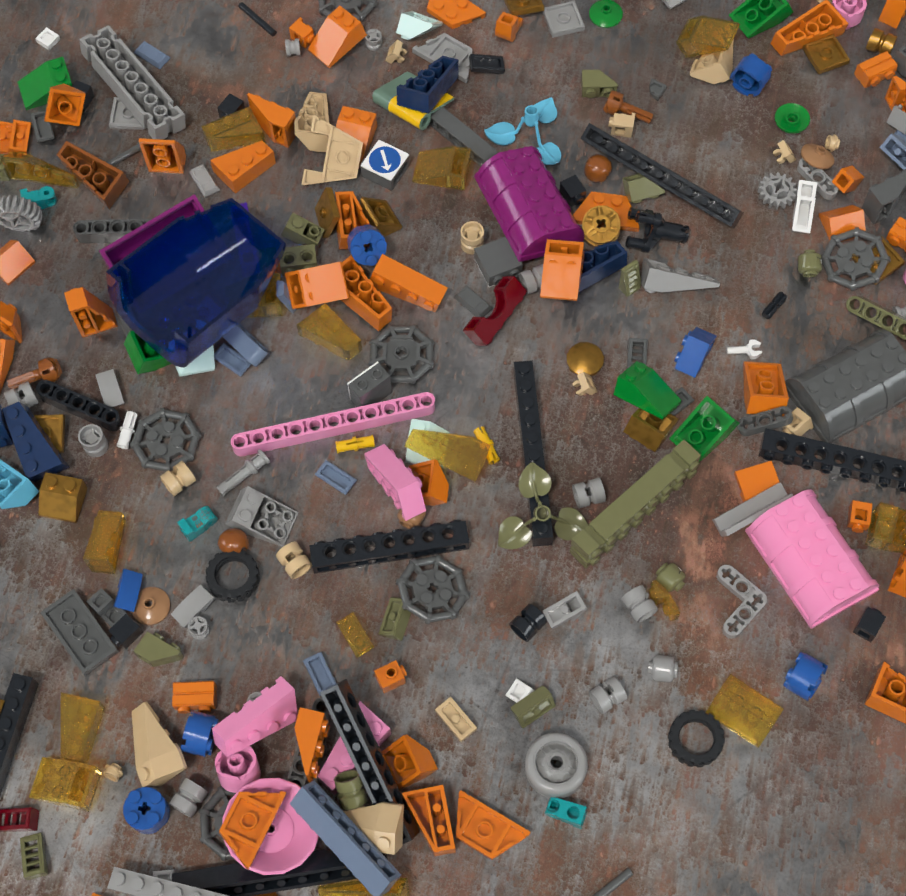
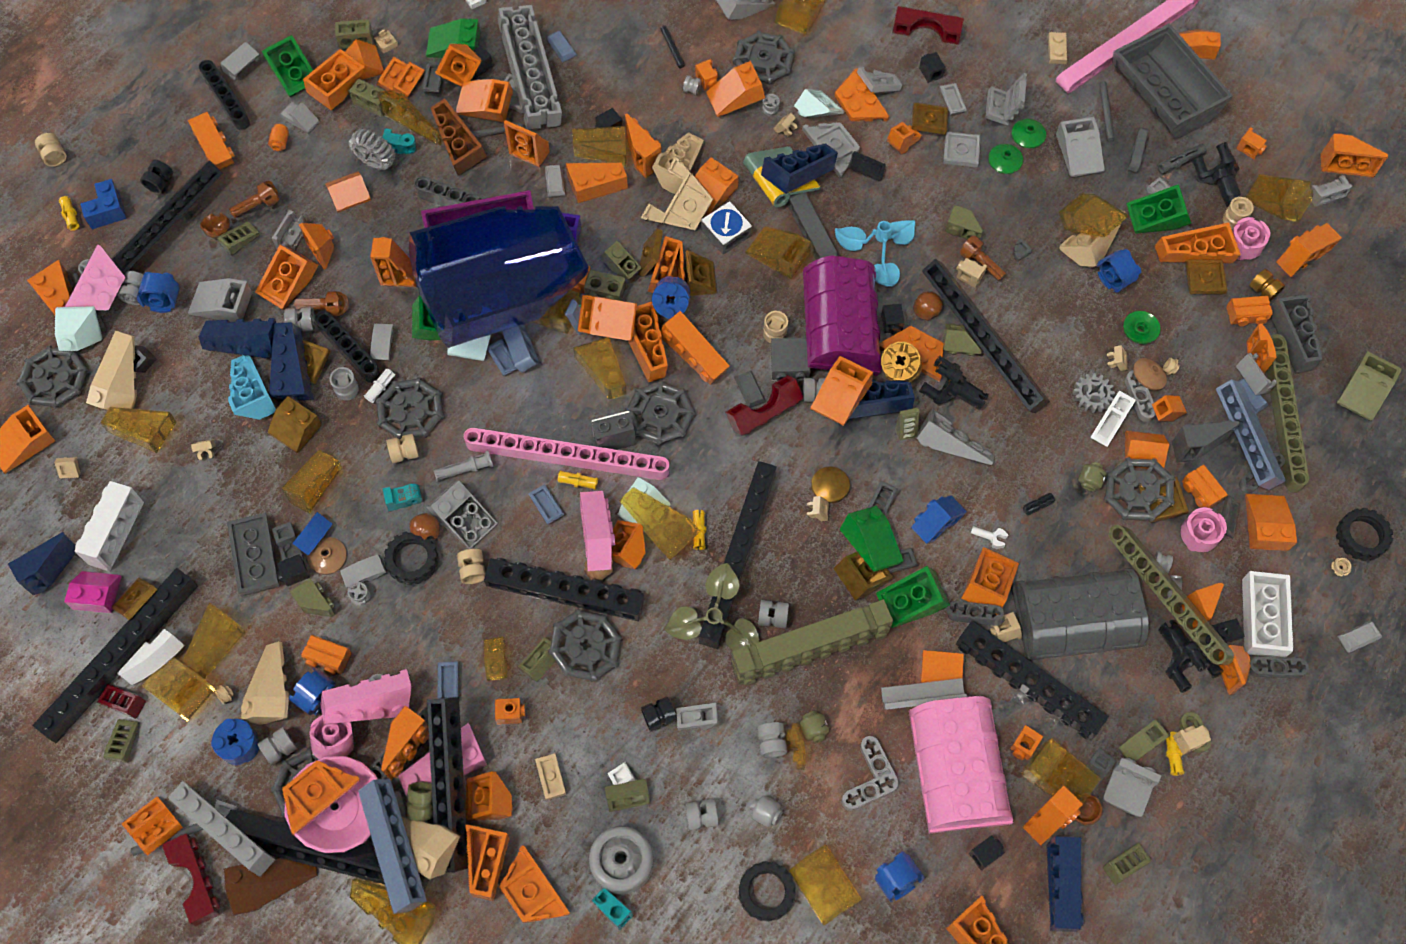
camera: 20 degrees right, 0 degrees up
(26, 767) = (151, 657): none -> white slope
(104, 128) = (485, 99): none -> orange slope

